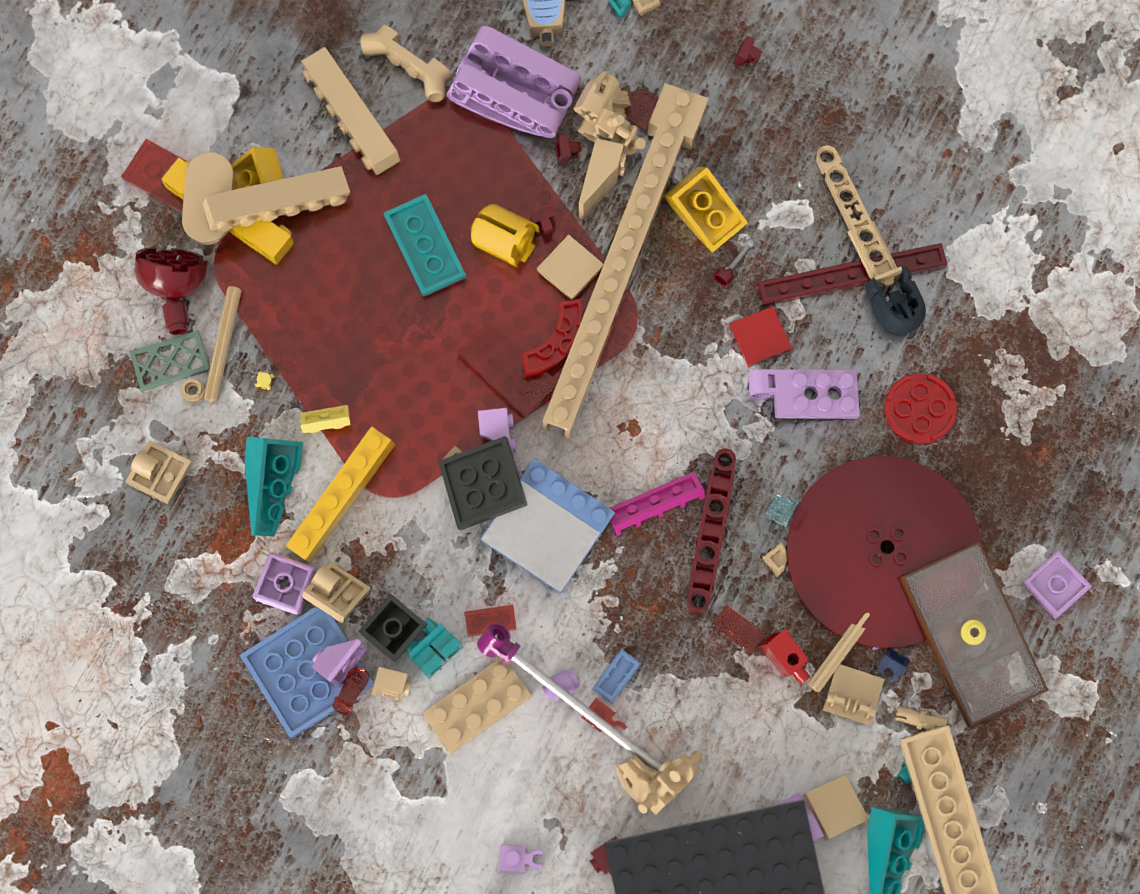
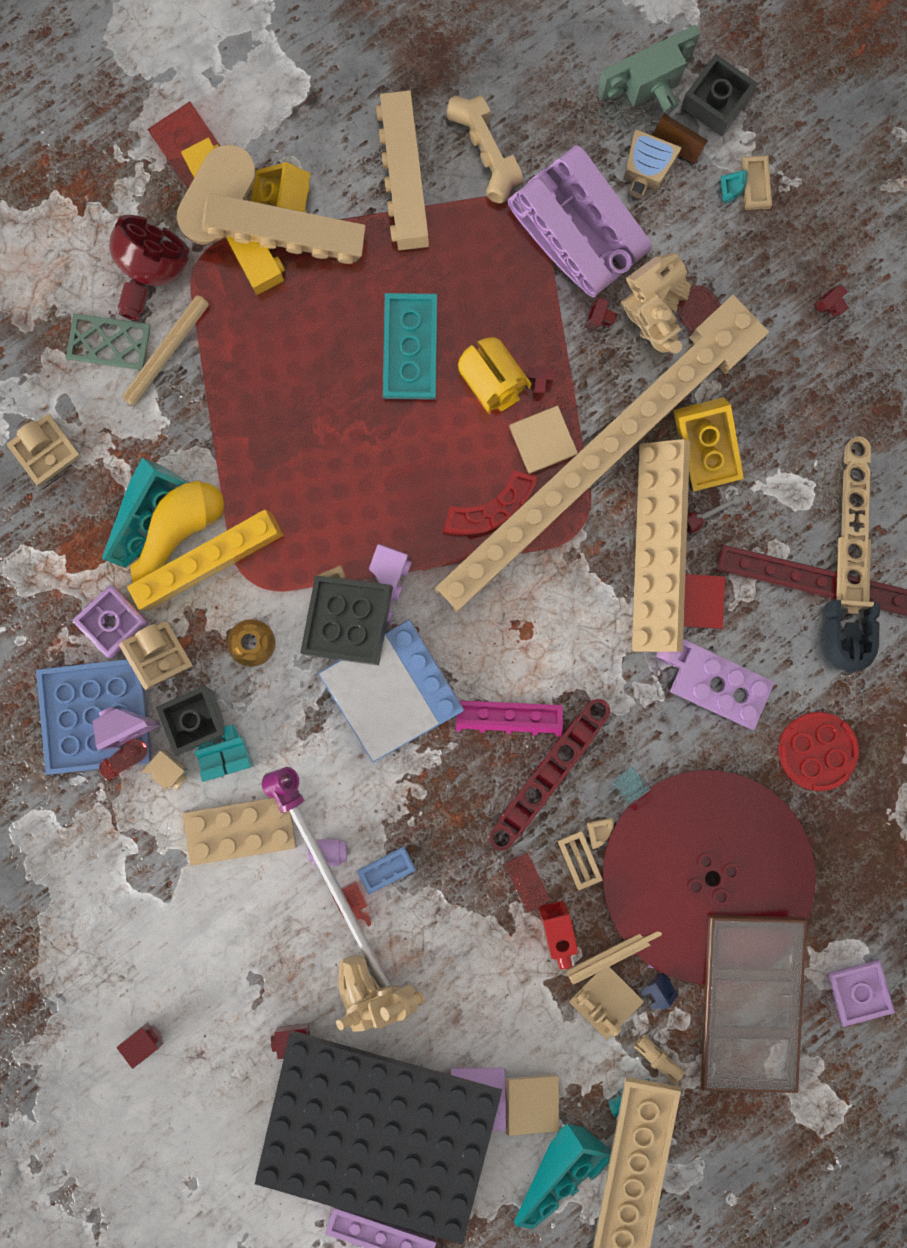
camera: 25 degrees right, 10 degrees up
(192, 383) = (112, 376): tan plate -> none
(264, 380) = (189, 407): light yellow piece -> none
(298, 473) = (176, 518): none -> yellow animal
(325, 419) = (227, 476): light yellow plate -> none
(415, 557) = (263, 649): none -> pearl gold piece
(479, 620) = (291, 754): clear red plate -> none
(515, 858) = (203, 997): lavender plate -> none
(602, 174) = (628, 354): tan slope -> none
(709, 306) = (661, 546): none -> tan plate
(788, 604) = (570, 839): none -> tan tile
(965, 632) = (748, 1000): light yellow plate -> none

